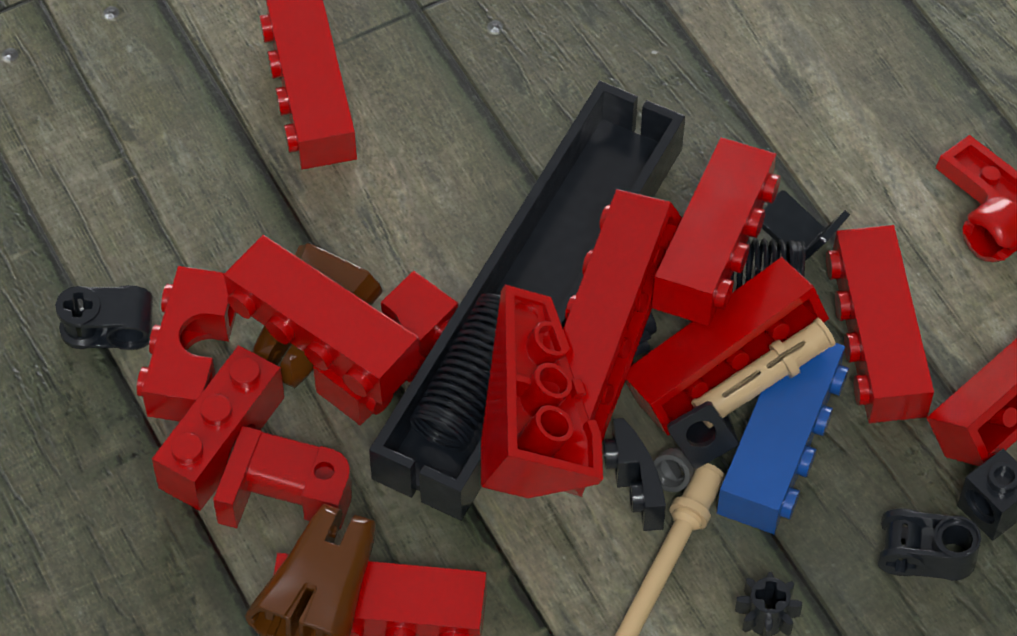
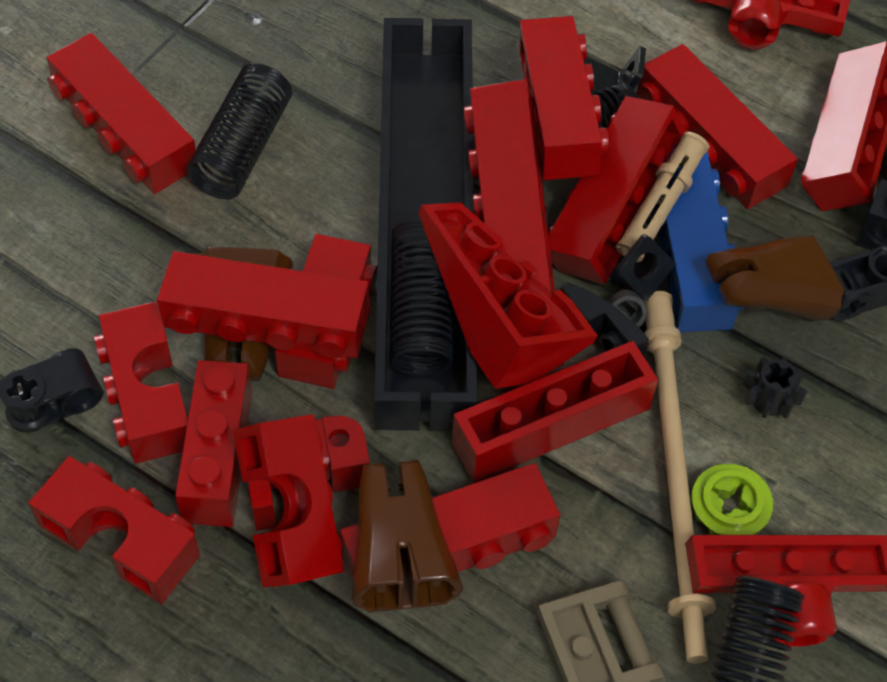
camera: 30 degrees left, 0 degrees up
(79, 431) = (85, 501): none -> red arch
(243, 550) = (306, 538): none -> red arch
(452, 120) = (221, 162): none -> black piece
(536, 534) = (553, 411): none -> red brick
(834, 500) = (780, 276): none -> reddish brown piece

